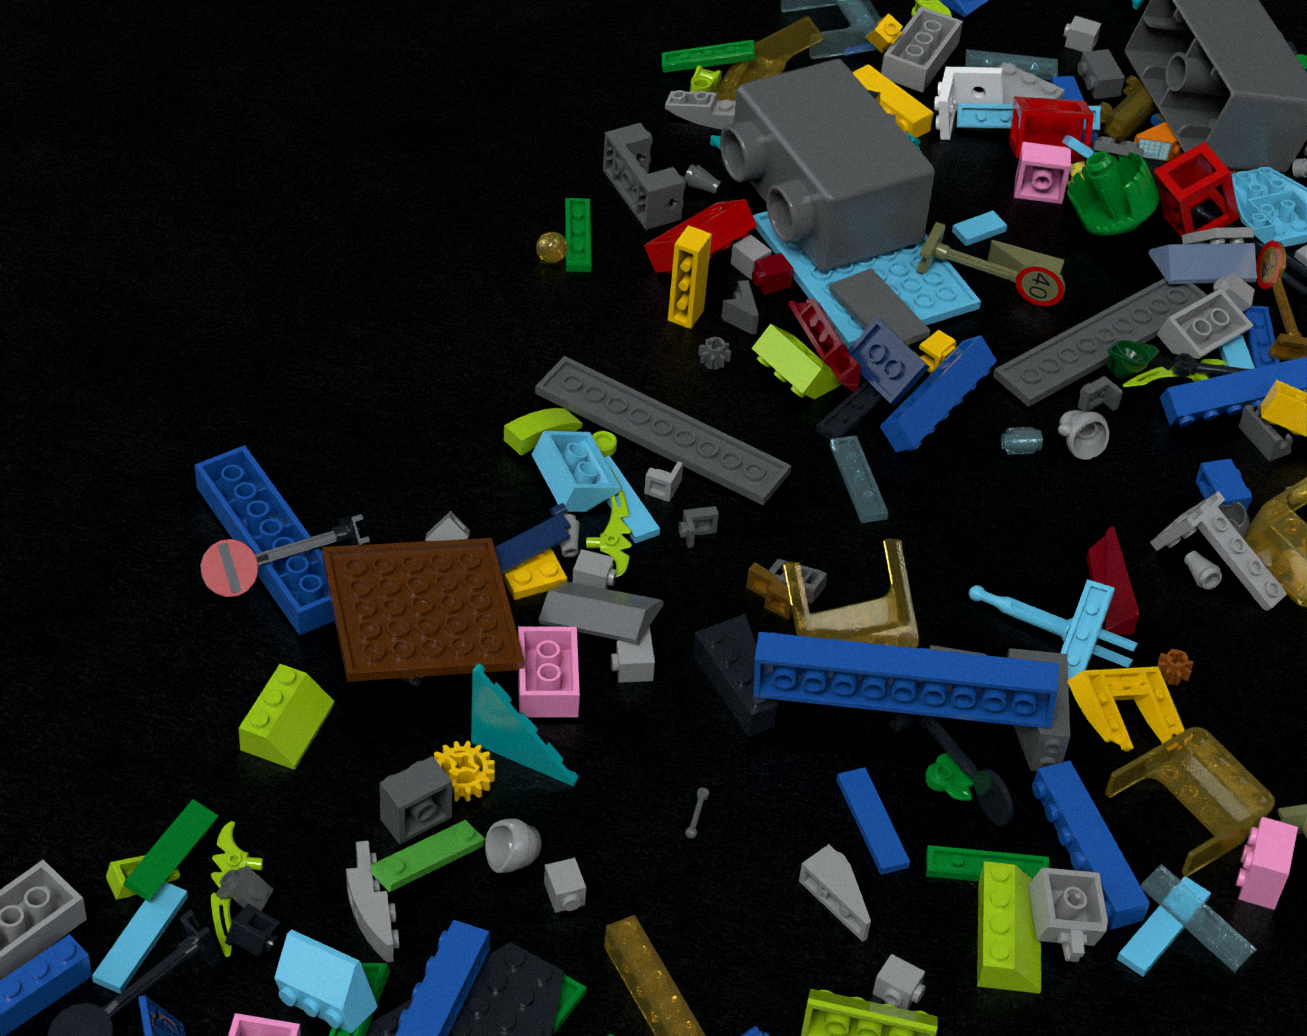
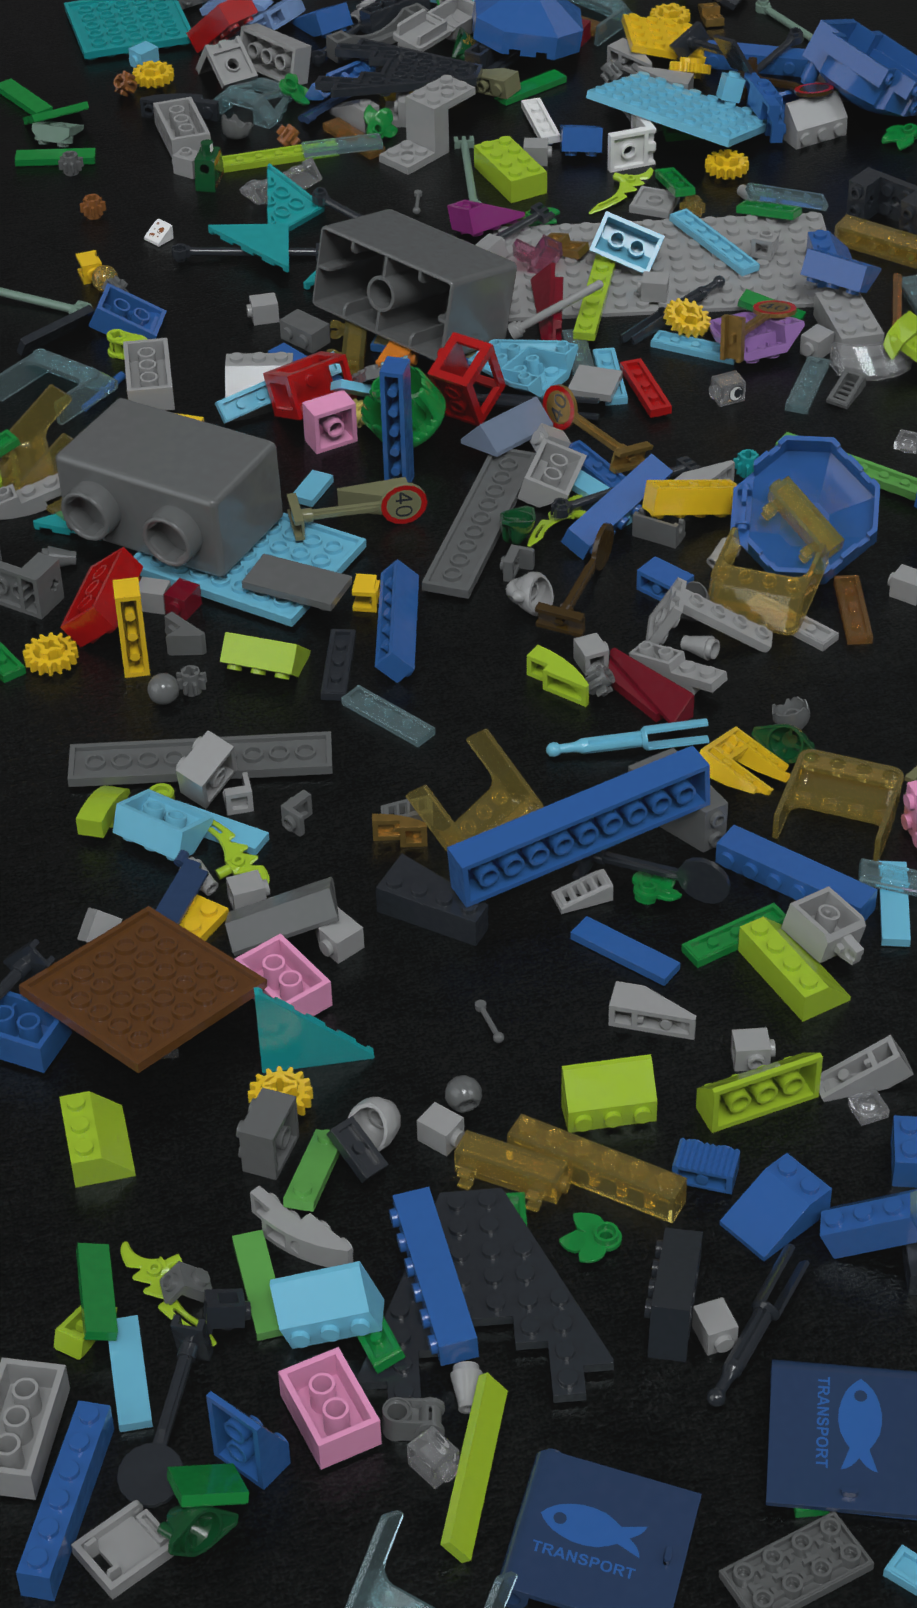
camera: 30 degrees left, 5 degrees down
(309, 915) = (256, 1276): none -> bright green tile
(478, 859) = (357, 1149): none -> black plate
(592, 957) = (511, 1168): none -> clear yellow brick
(612, 865) = (463, 1093): none -> dark grey piece
(620, 265) = (50, 654): none -> yellow gear
(646, 441) = (206, 769): none -> light grey brick
(684, 347) = (163, 688): none -> dark grey piece
(729, 945) = (608, 1093): none -> lime slope
(827, 342) = (277, 624): dark red wedge -> none
(885, 33) = (116, 373): yellow window -> none
(887, 361) = (339, 615): dark blue plate -> none
(891, 753) = (597, 884): none -> light grey slope
(958, 88) = (209, 388): white bracket -> none
(1021, 440) = (488, 623): clear light blue brick -> none
(1040, 67) = (216, 359): clear light blue tile -> none
(1040, 523) = (557, 675): none -> lime slope
(1073, 550) = (599, 680): none -> dark grey gear
(1079, 202) = (397, 418): none -> blue brick
(1086, 626) = (659, 718): medium azure tile -> none
(1091, 521) = (590, 651): none -> light grey brick
(1156, 579) = (672, 665): none -> light grey slope
(1175, 666) = (744, 719): dark orange gear -> none
(1182, 428) = (564, 618): none -> dark brown piece
(1196, 707) = (783, 740): none -> dark green hat
(1219, 236) = (504, 404): light grey plate -> none
(1227, 686) = (793, 712): none -> dark grey hair

